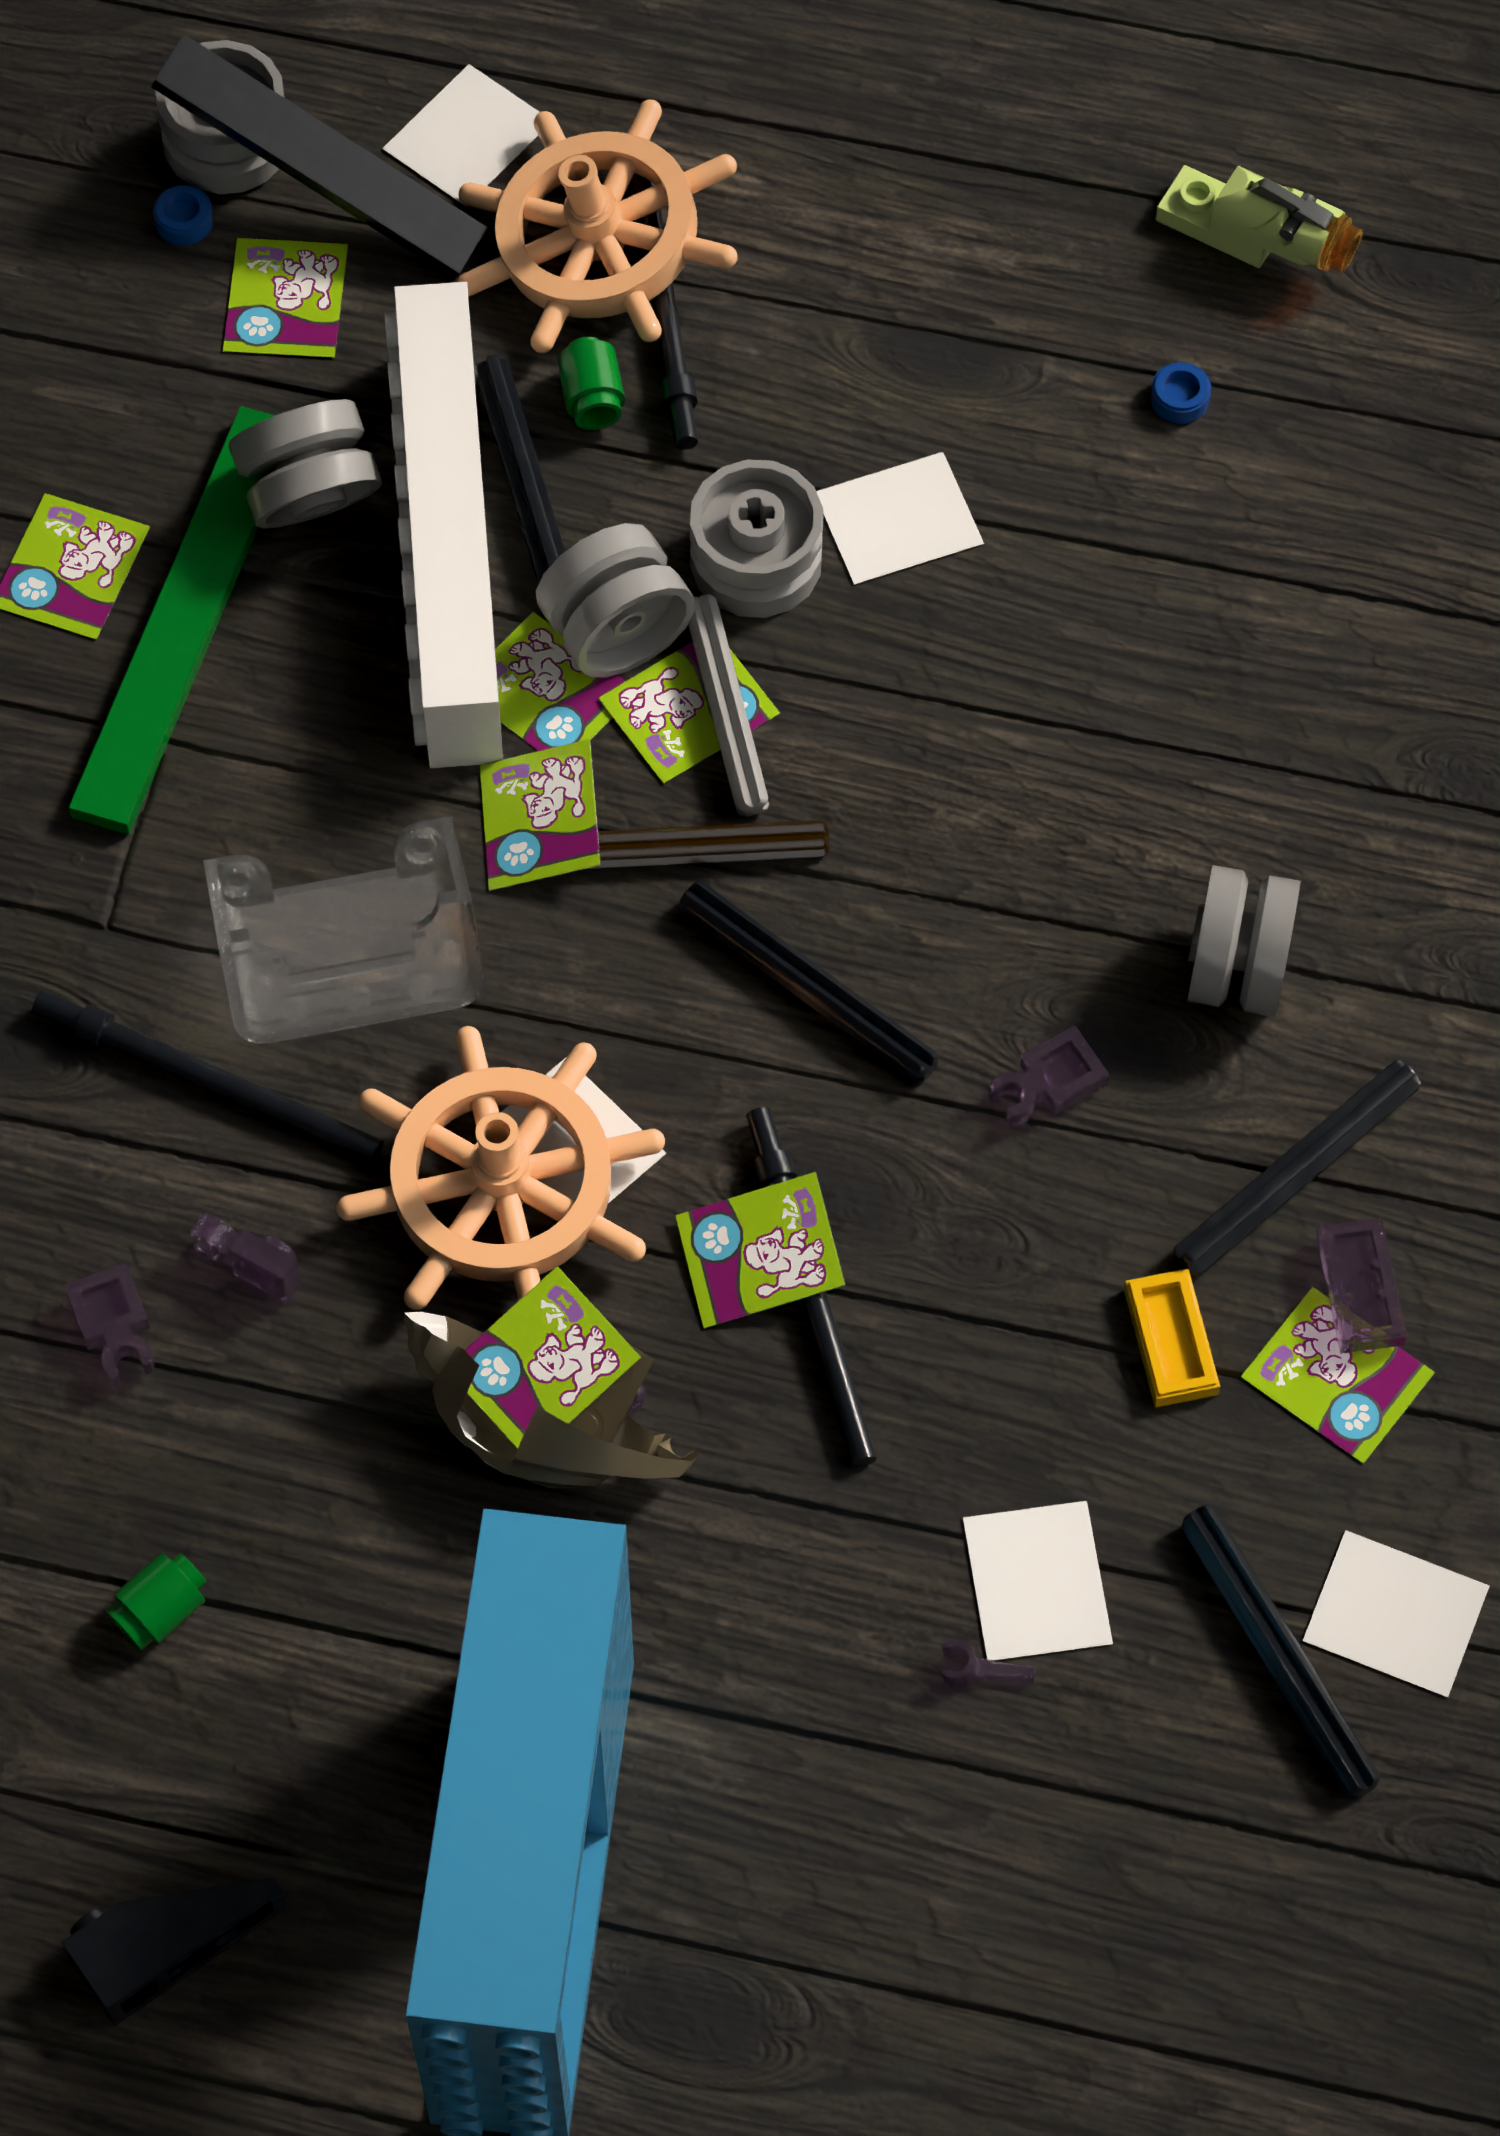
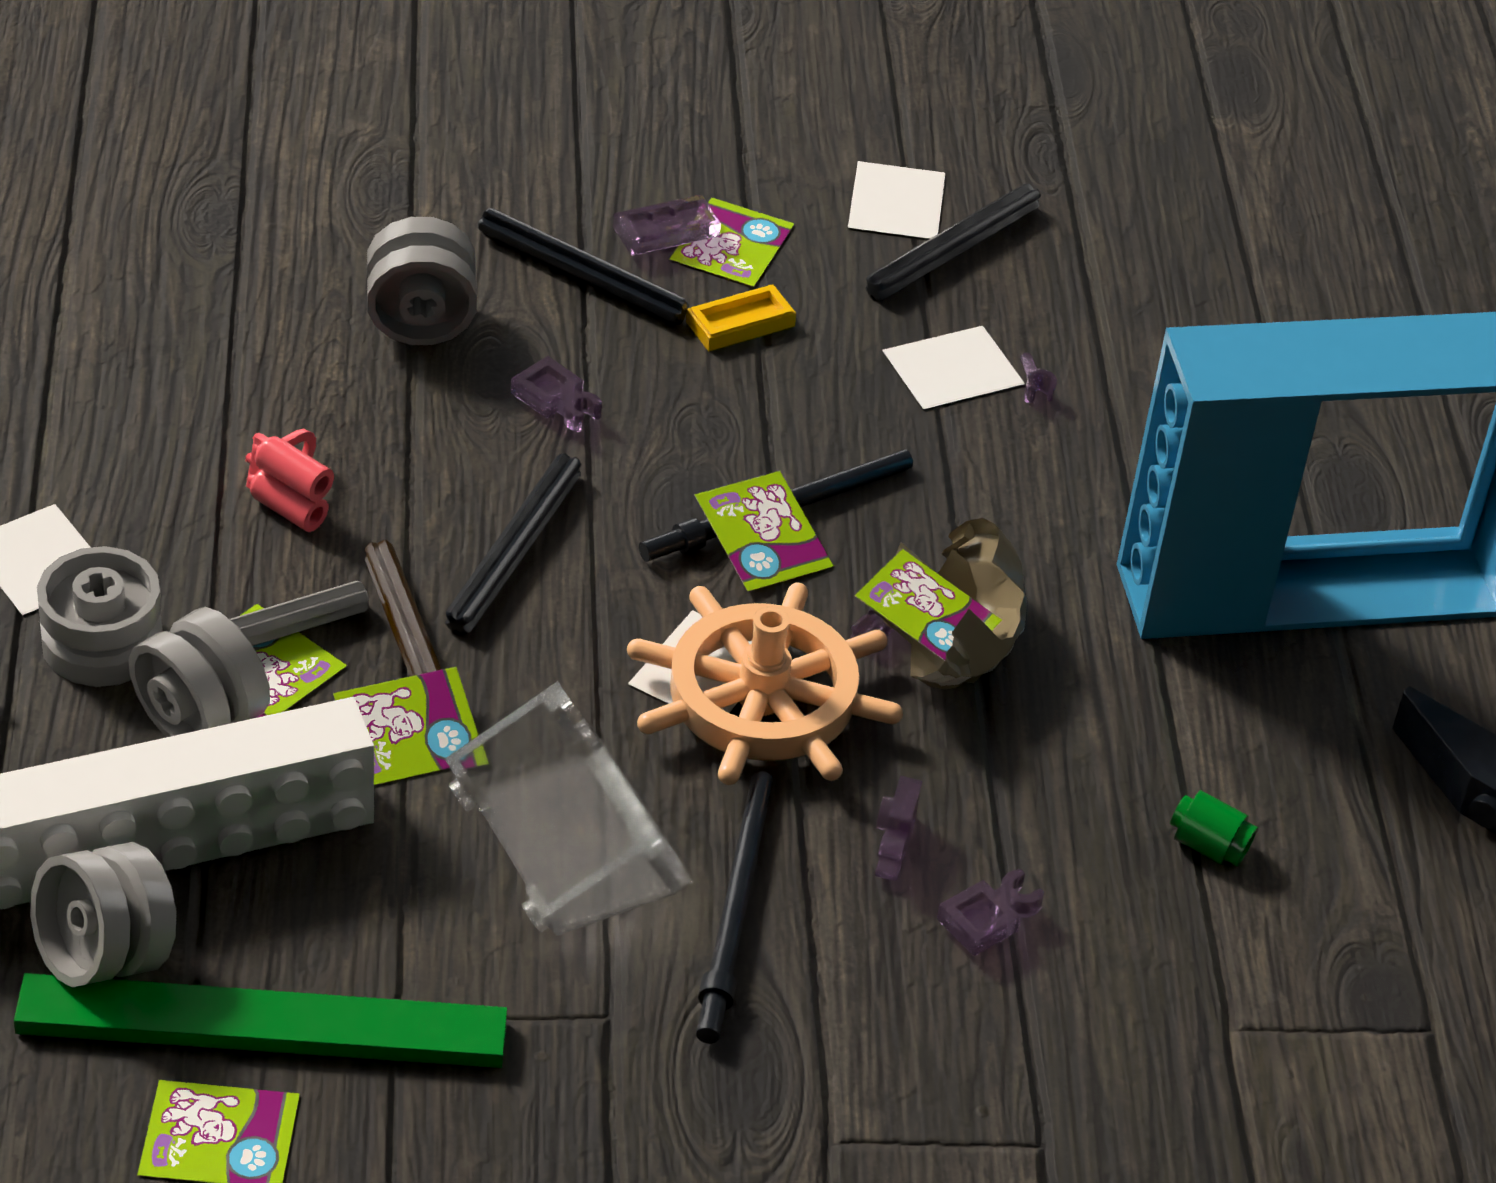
camera: 110 degrees left, 20 degrees down
(940, 749) = (290, 478): none -> coral piece

